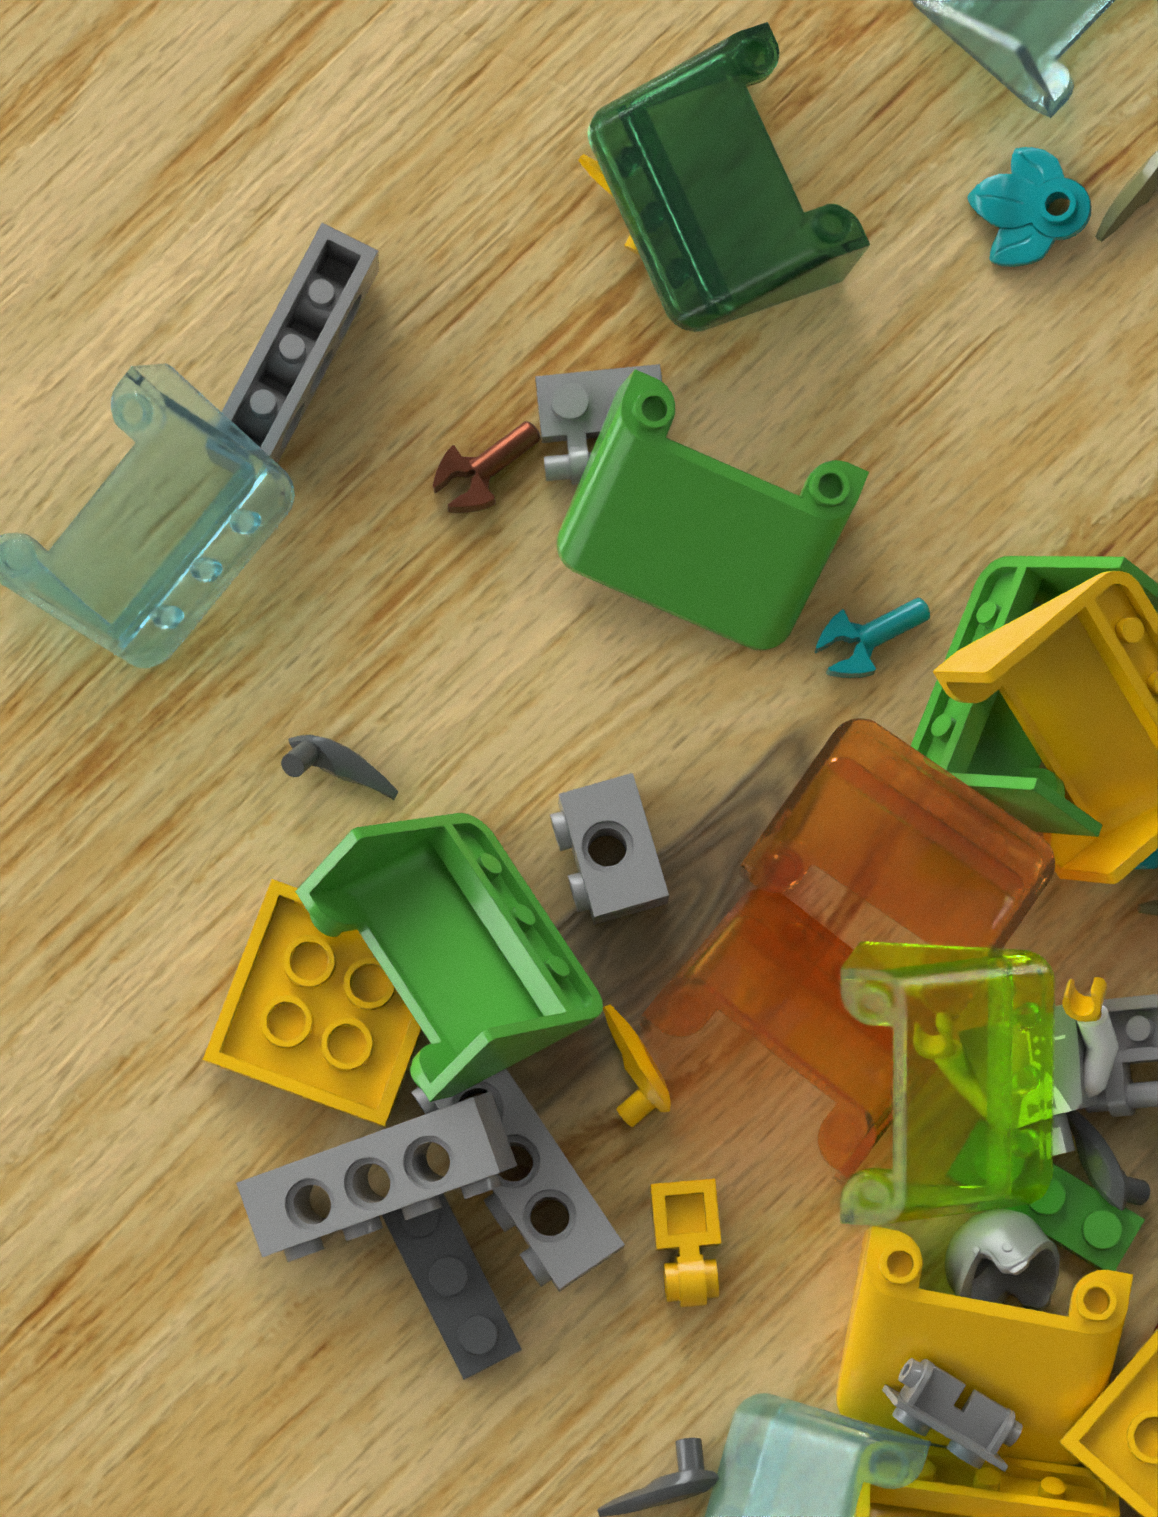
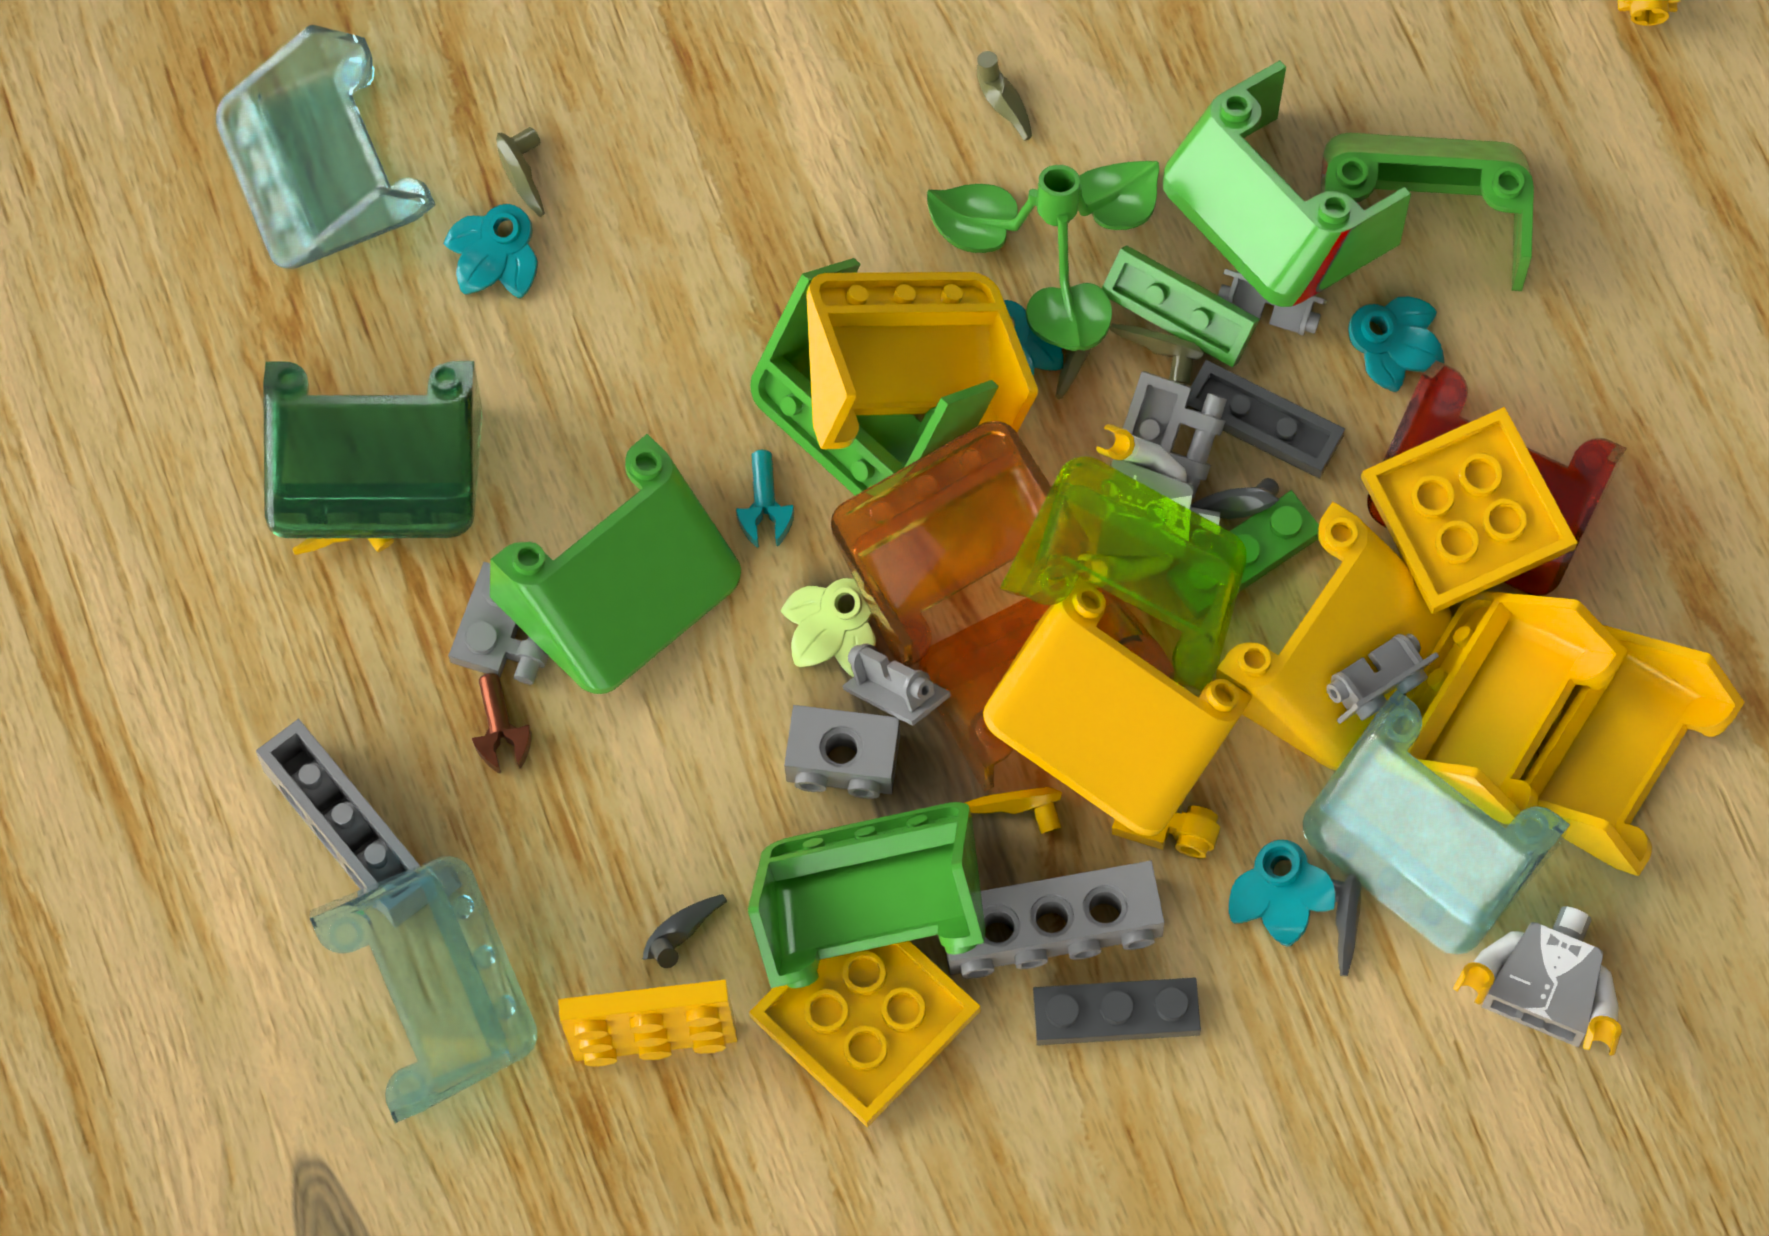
camera: 60 degrees left, 10 degrees down
(194, 777) = (648, 1022): none -> yellow plate
(280, 1198) = (996, 1105): light grey brick -> none
(652, 1406) = (1281, 900): none -> teal plate
(706, 872) = (892, 685): none -> light grey hinge
(746, 772) = (823, 628): none -> yellowish green plate
(756, 1127) = (1108, 716): none -> yellow windscreen
(1001, 1257) = (1277, 596): light grey helmet -> none

